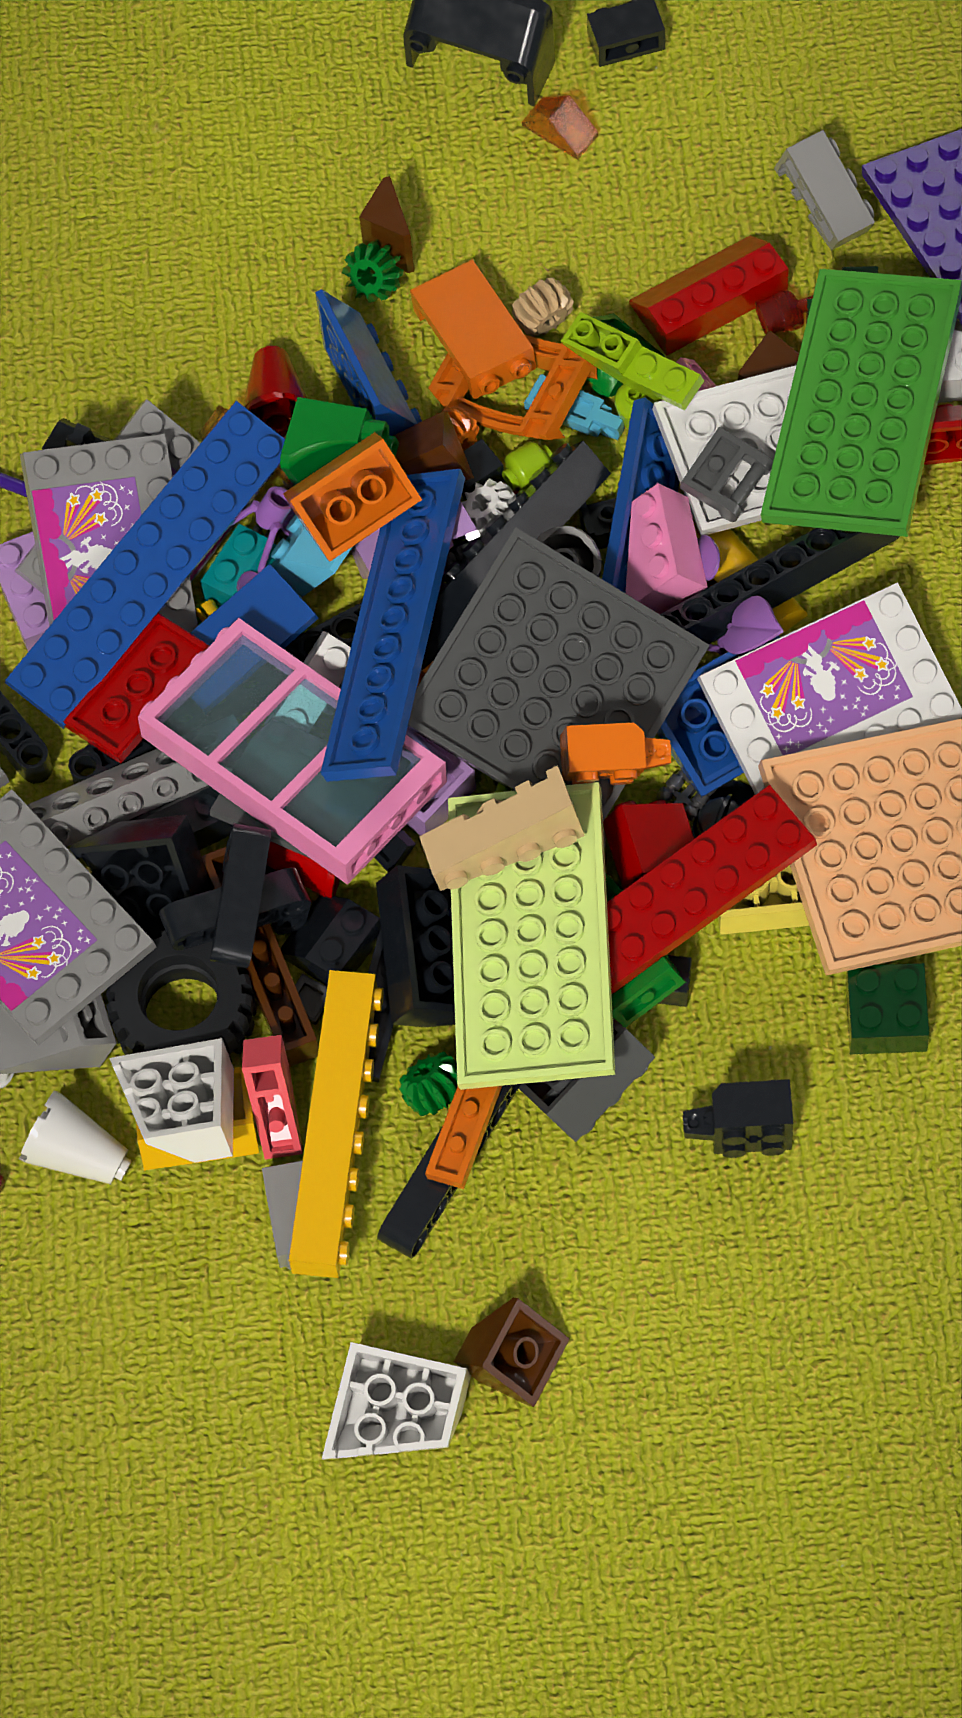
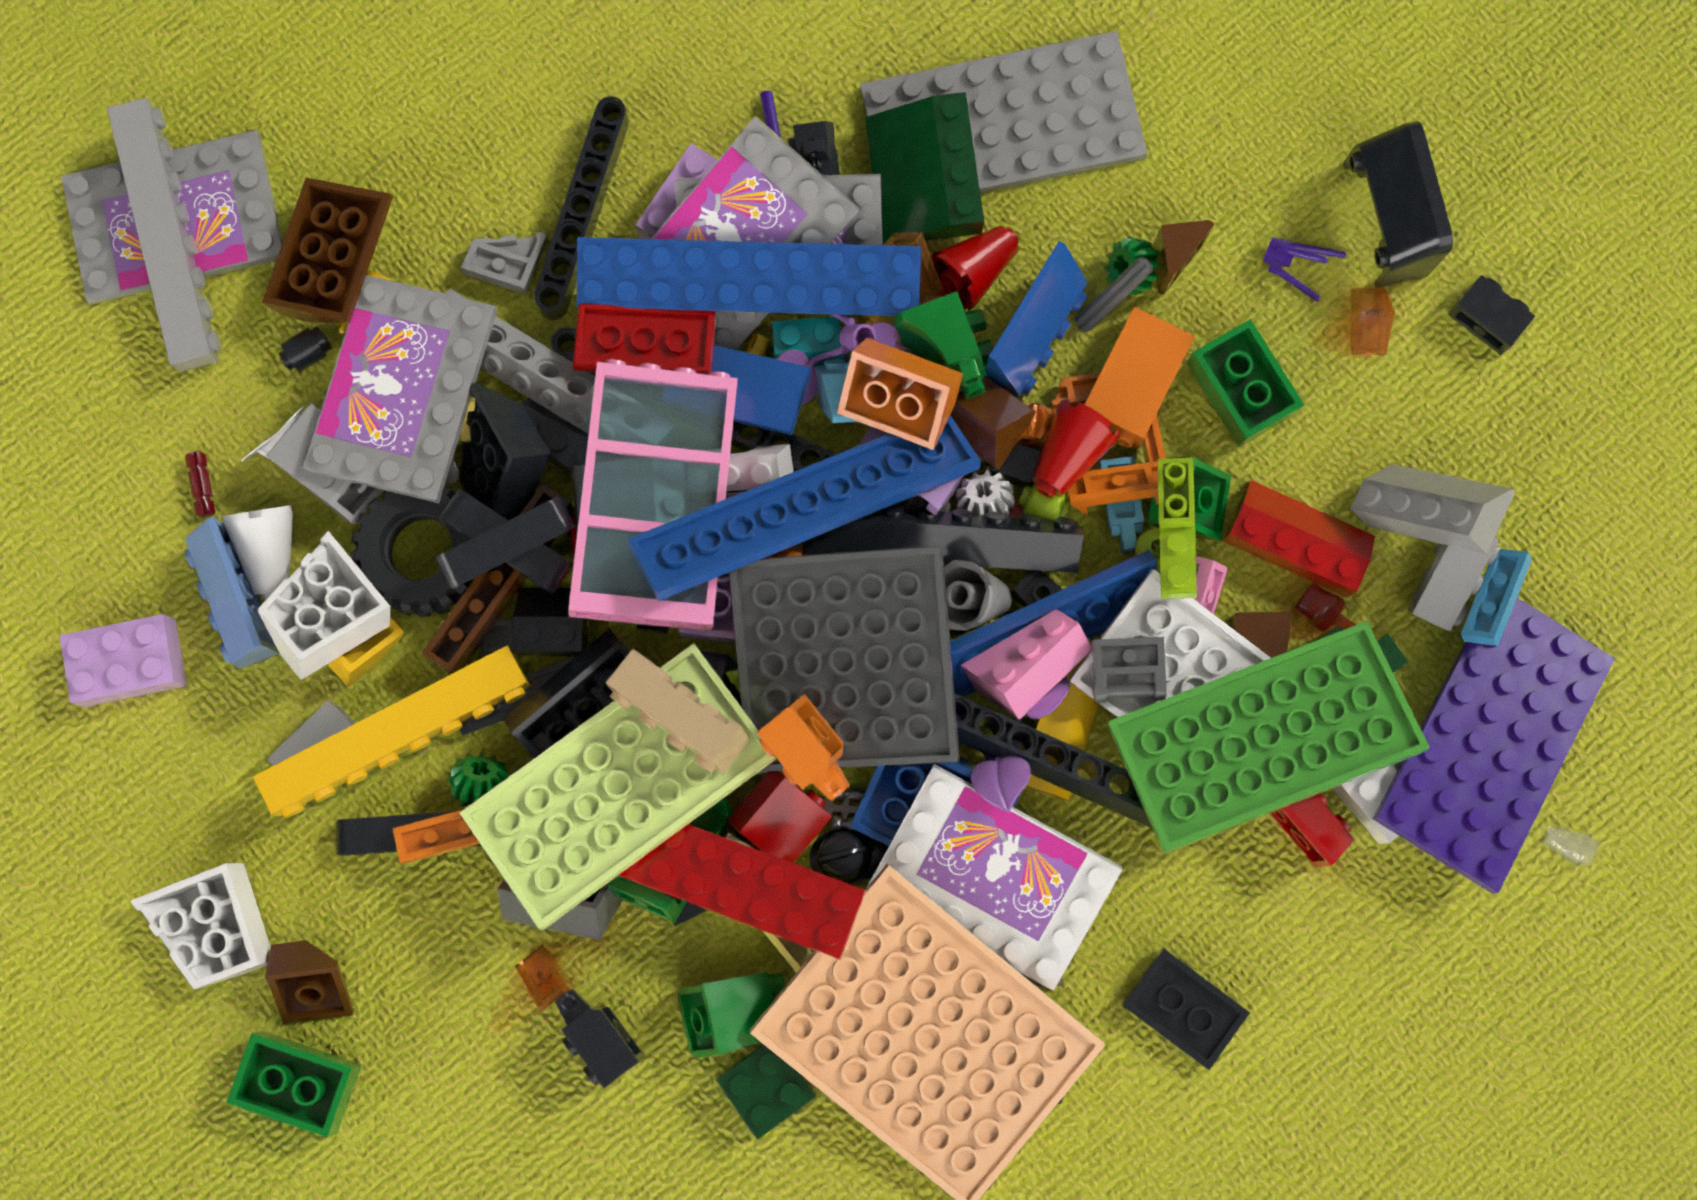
camera: 50 degrees right, 15 degrees up
(85, 1338) = (123, 660): none -> lavender brick
(95, 1199) = (229, 596): none -> medium blue slope
(159, 361) = (926, 168): none -> dark green slope
(160, 297) = (1034, 109): none -> light grey plate
(272, 1096) = (387, 666): coral slope -> none
(388, 298) = (1114, 294): none -> dark grey axle
(451, 154) = (1281, 252): none -> dark purple plant
(498, 402) = (1071, 448): none -> red cone
(542, 244) = (1244, 383): none -> green brick
(542, 307) = (1191, 418): tan gear -> none
(598, 1416) = (294, 1083): none -> green brick
(655, 1141) = (544, 978): none -> clear orange slope
(759, 165) = (1433, 507): none -> light grey slope
(794, 1002) = (722, 1012): none -> green hips
(872, 167) = (1496, 597): none -> dark azure plate

